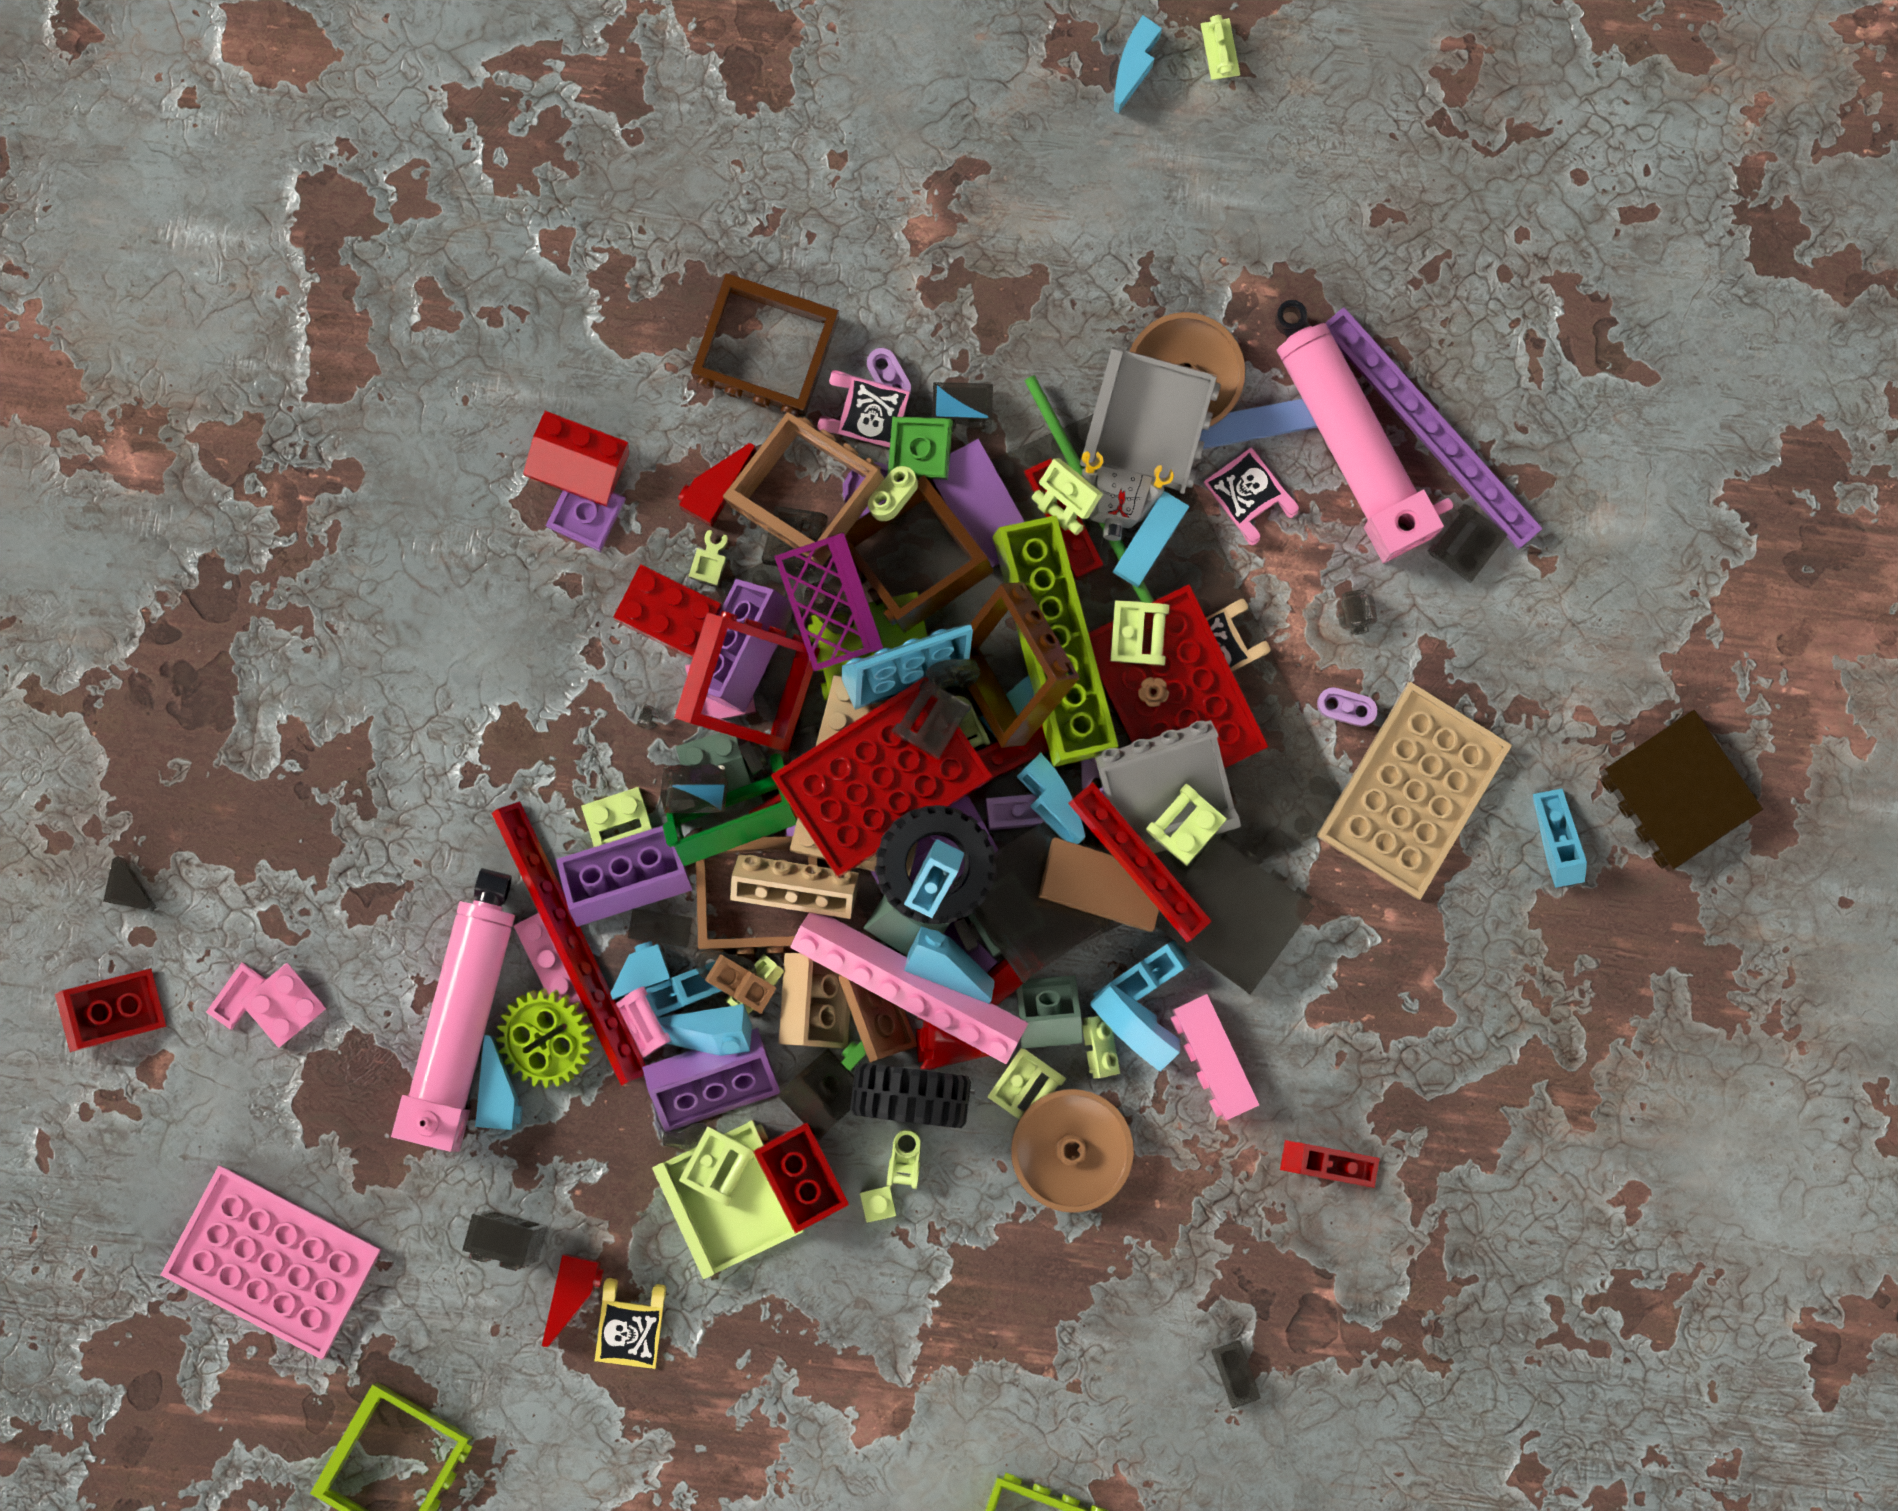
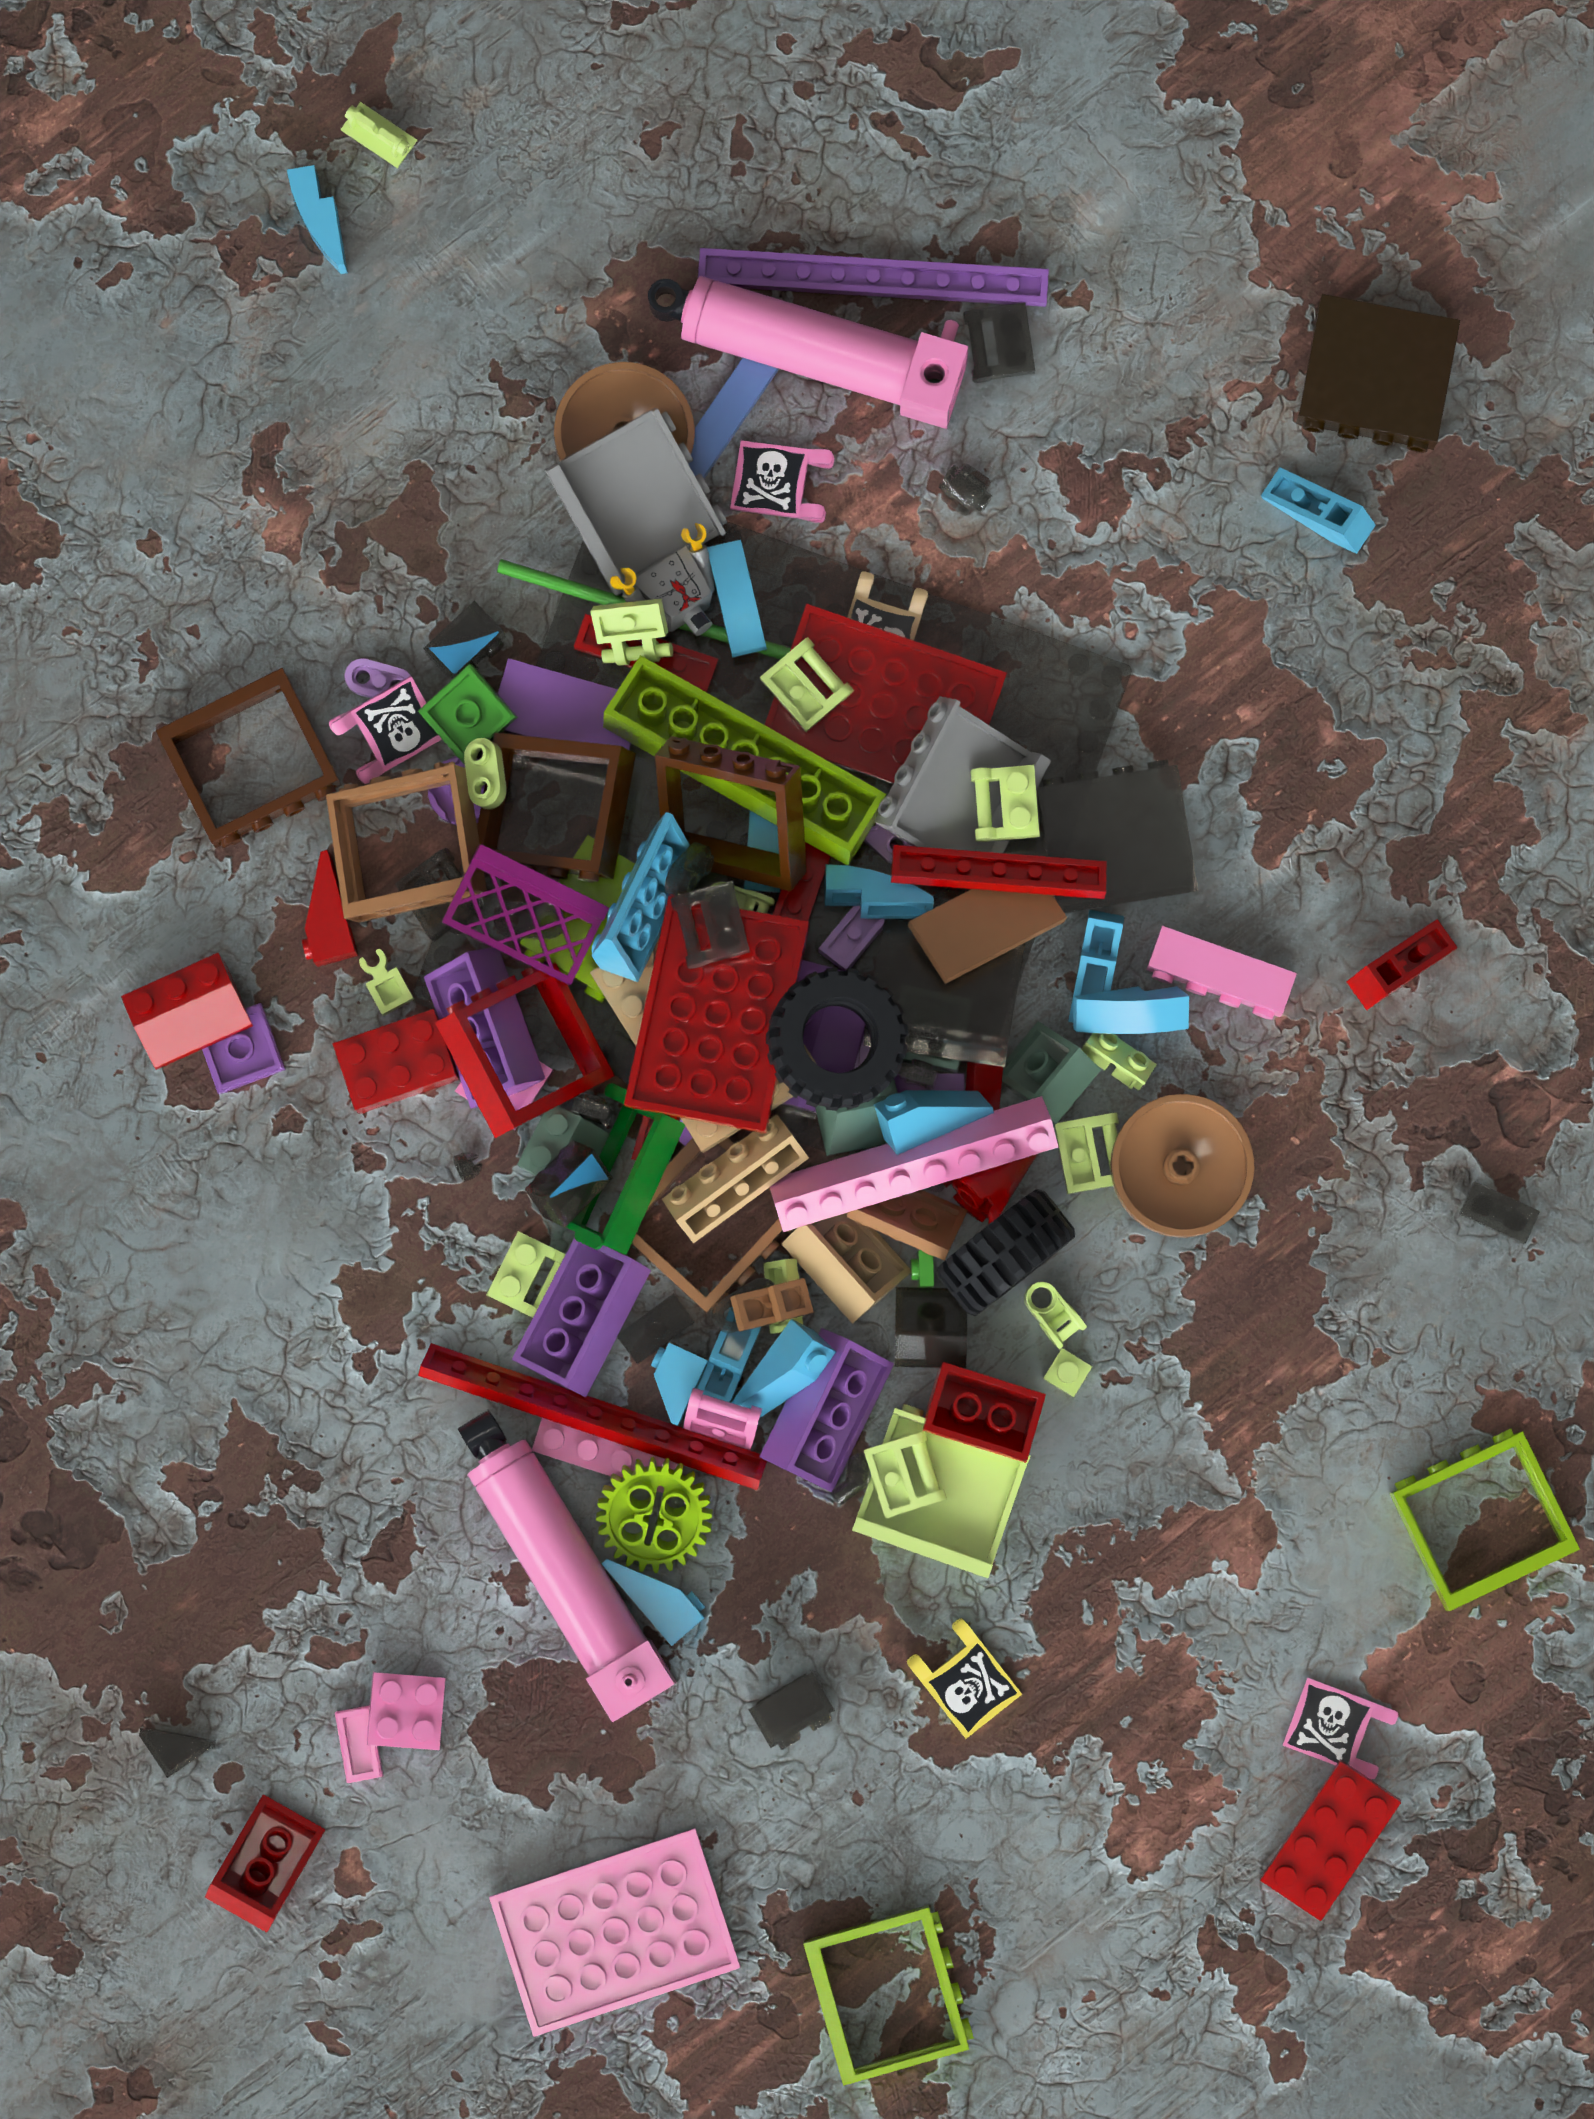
camera: 40 degrees left, 0 degrees up
(573, 1287) = (888, 1697): red slope -> none
(934, 878) = (850, 1047): medium azure slope -> none
(1145, 691) = (860, 728): medium nougat plate -> none
(1346, 707) = (1036, 576): lavender plate -> none
(1414, 790) = (1161, 589): tan plate -> none

